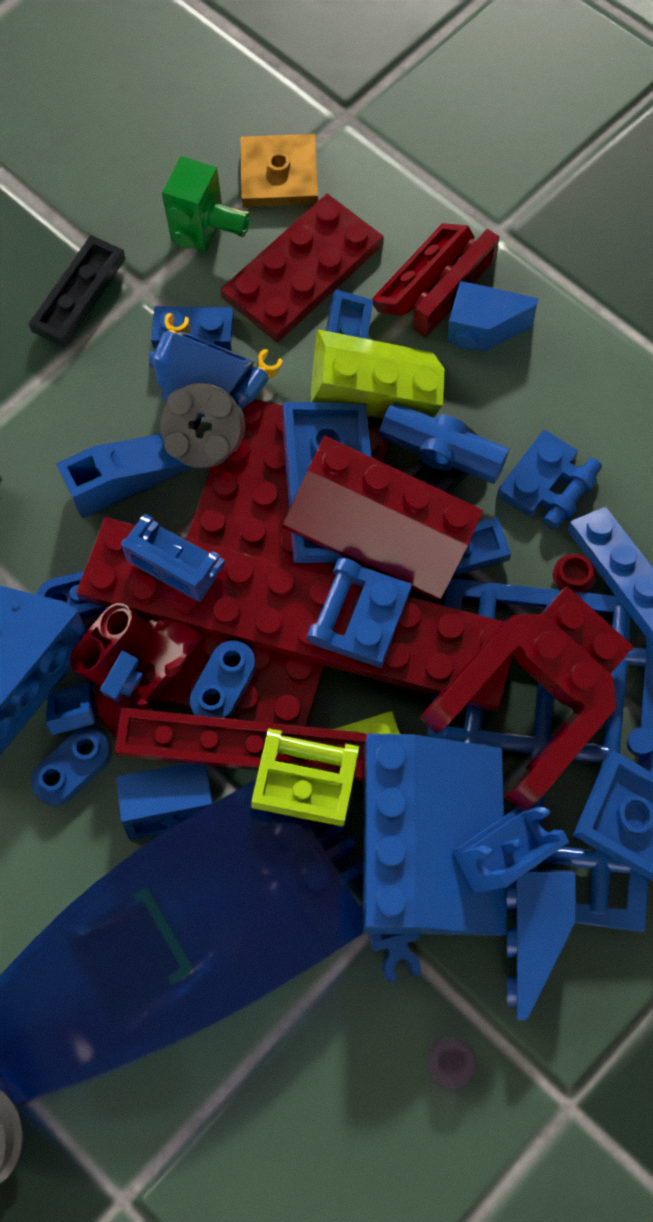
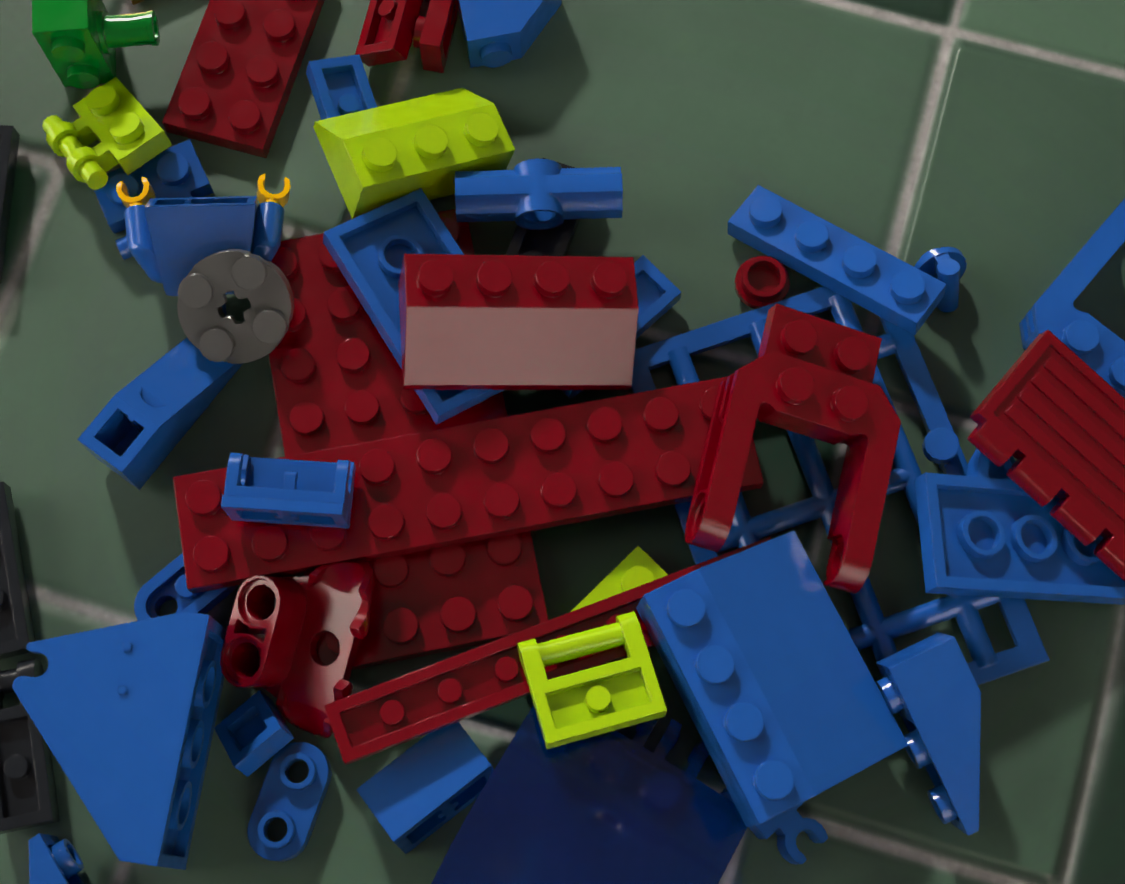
camera: 30 degrees left, 5 degrees up
(122, 678) = (306, 667): blue plate -> none
(191, 280) = (119, 123): none -> lime plate
(223, 681) = (425, 609): blue plate -> none
(373, 618) = (569, 445): blue plate -> none
(508, 849) = (867, 648): blue hinge -> none
(538, 473) = (660, 178): blue plate -> none

